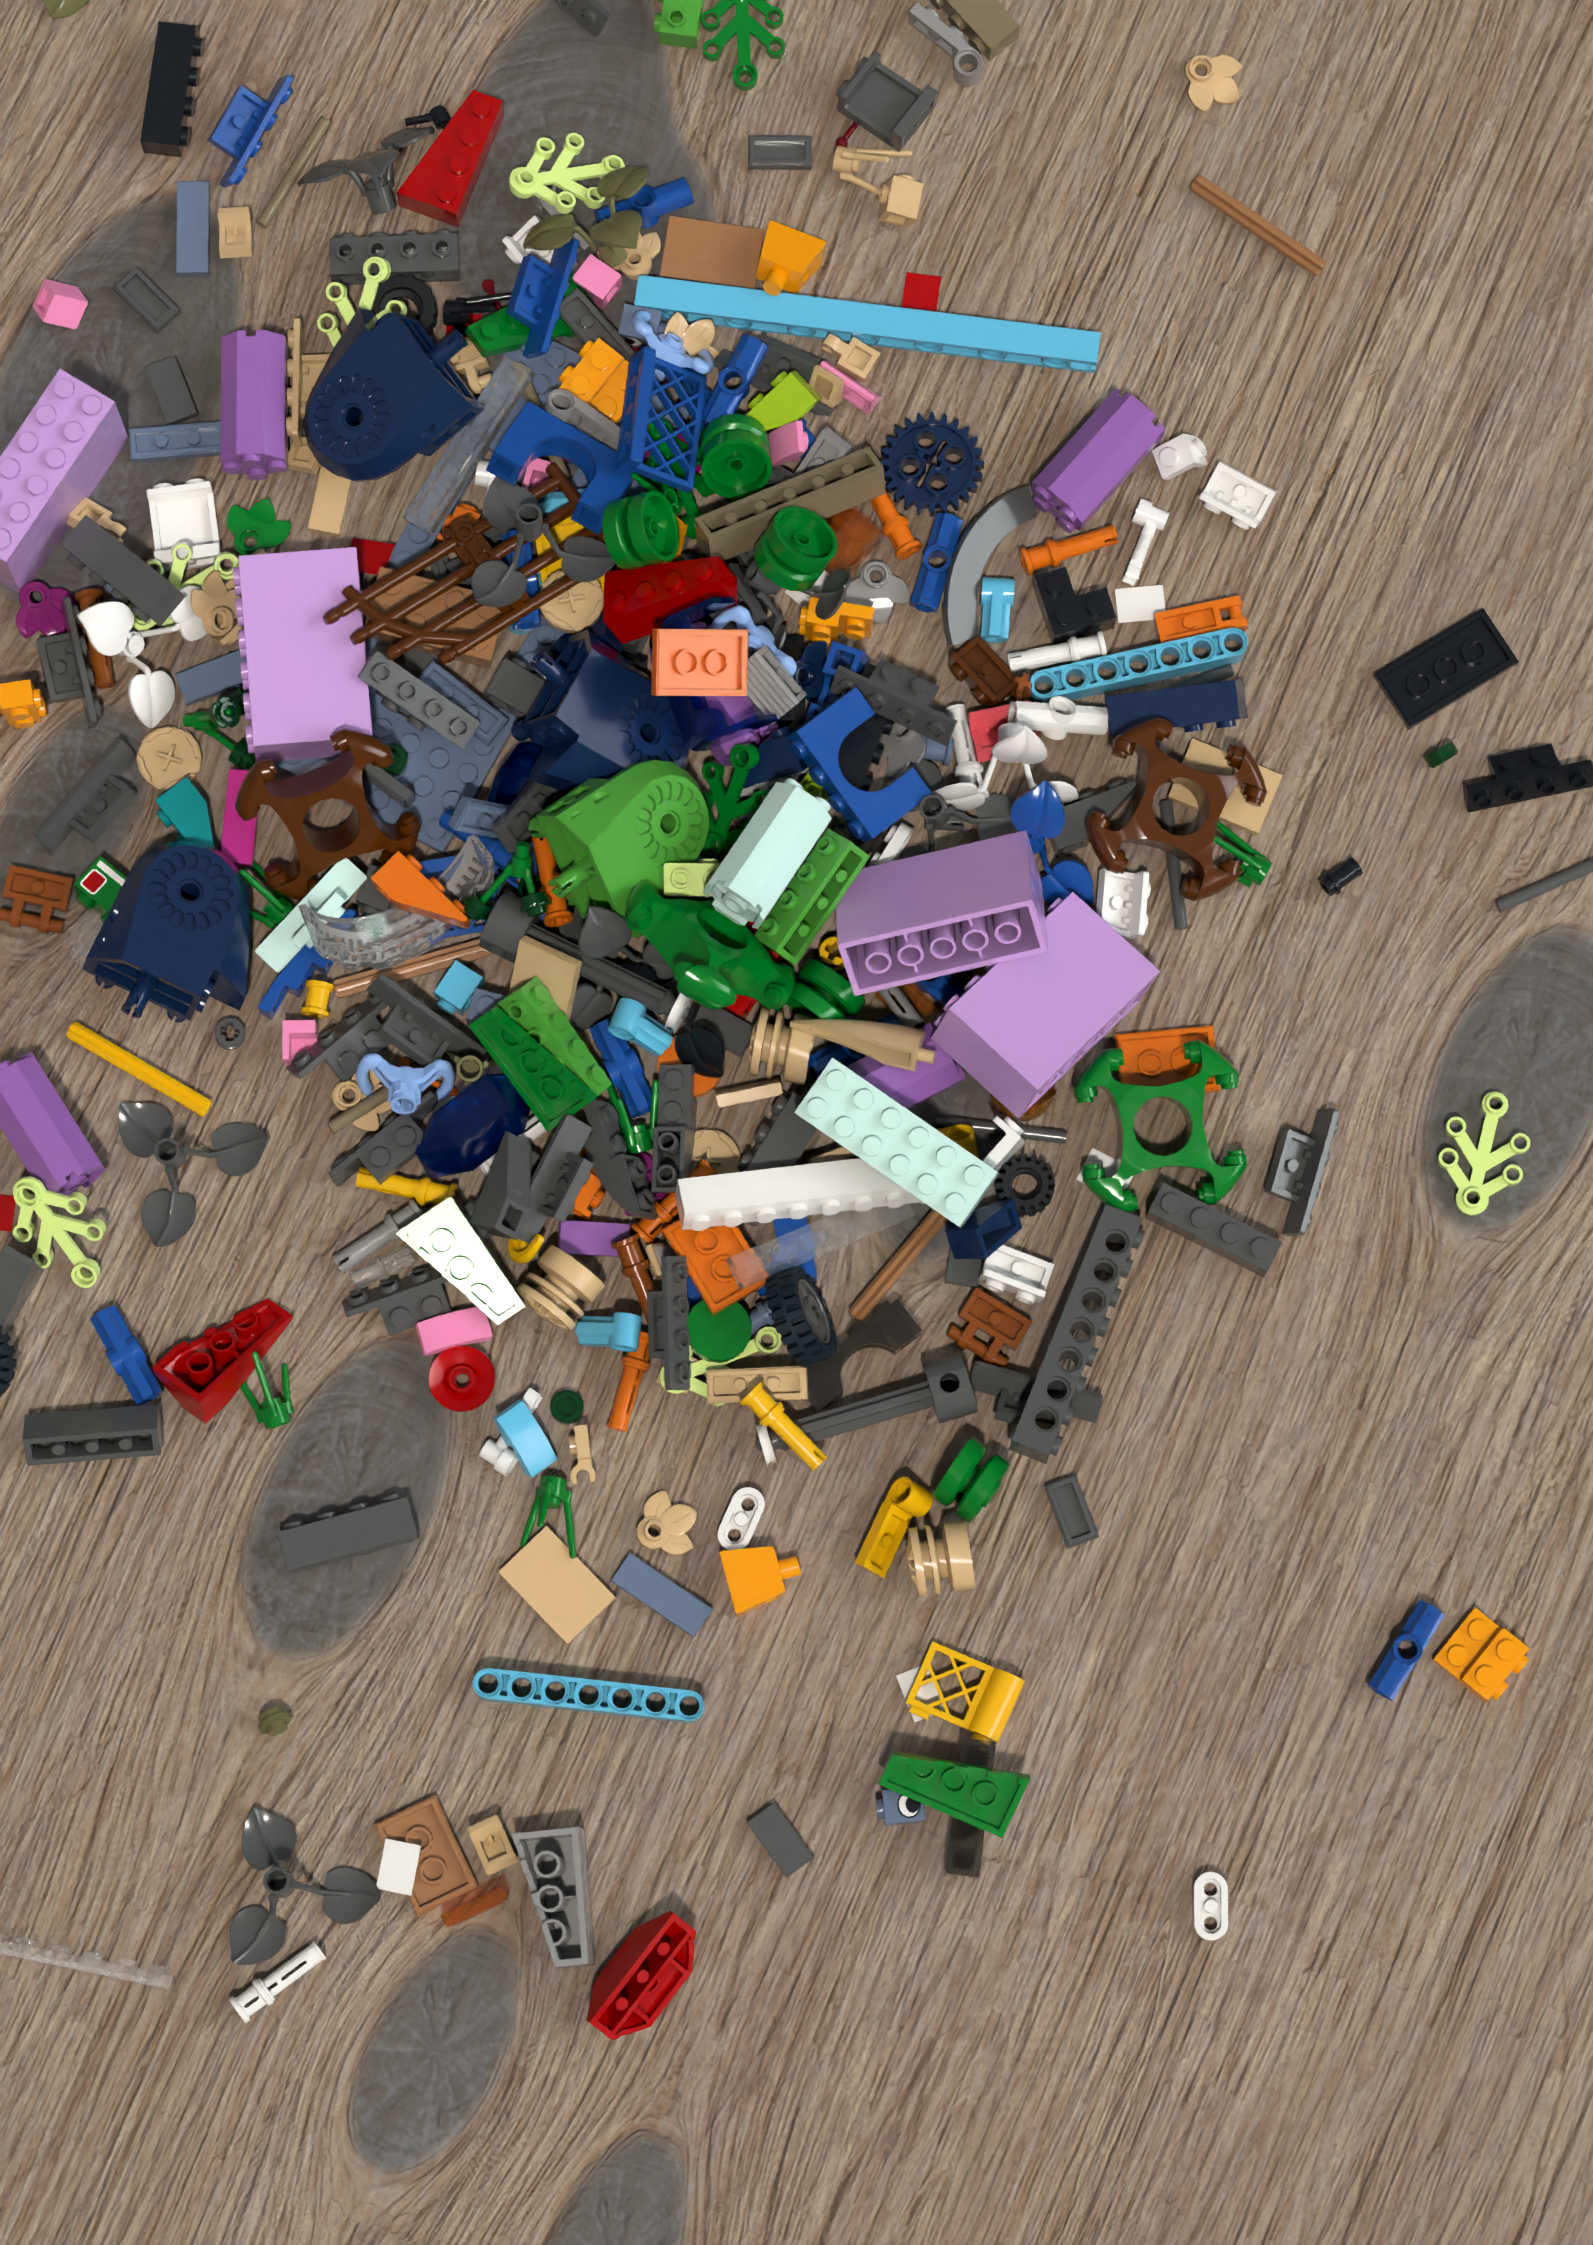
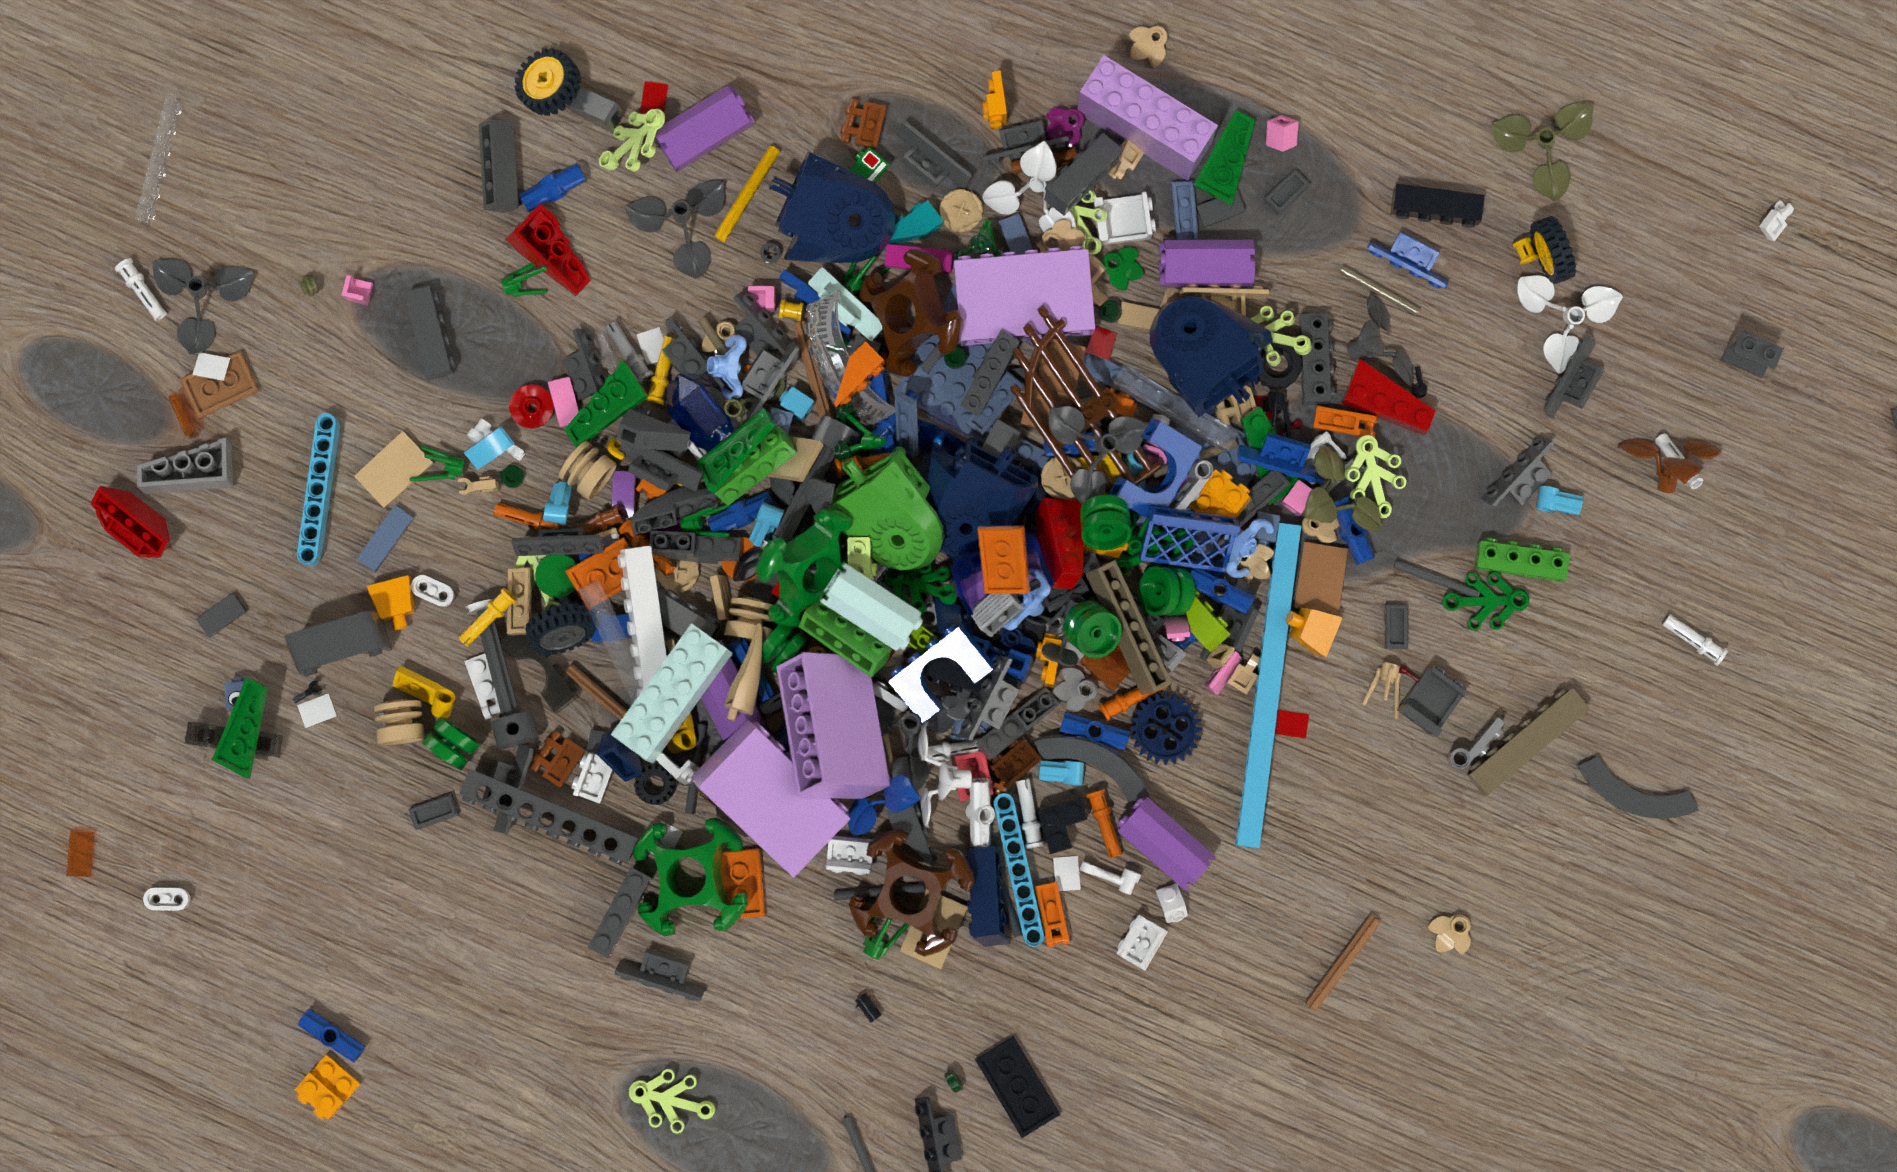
camera: 95 degrees right, 5 degrees up
(126, 383) = (1224, 166): none -> green wing
(193, 228) = (1338, 222): sand blue tile -> none
(235, 232) = (1333, 250): tan bracket -> none
(282, 1646) = (357, 290): none -> bright pink panel
(321, 539) = (1110, 311): none -> dark green tile
(366, 1207) = (651, 344): none -> white sticker
(486, 221) = (1343, 422): none -> orange plate
(492, 1844) = (222, 426): tan bracket -> none
(514, 822) = (916, 449): dark grey tile -> none
(670, 1522) = (433, 544): tan plate -> none
(711, 98) = (1426, 575): none -> dark grey bar
(791, 616) = (1056, 628): none -> white bush
(825, 1650) = (337, 640): none -> dark grey windscreen
(880, 1440) = (483, 684): none -> white plate
(896, 1705) = (308, 692): none -> black hand
(900, 200) = (1359, 709): tan brick -> none
(920, 658) = (1017, 724): none -> dark grey slope
(990, 1705) = (301, 753): yellow piece -> none
(1145, 2043) = (80, 854): none -> clear orange tile

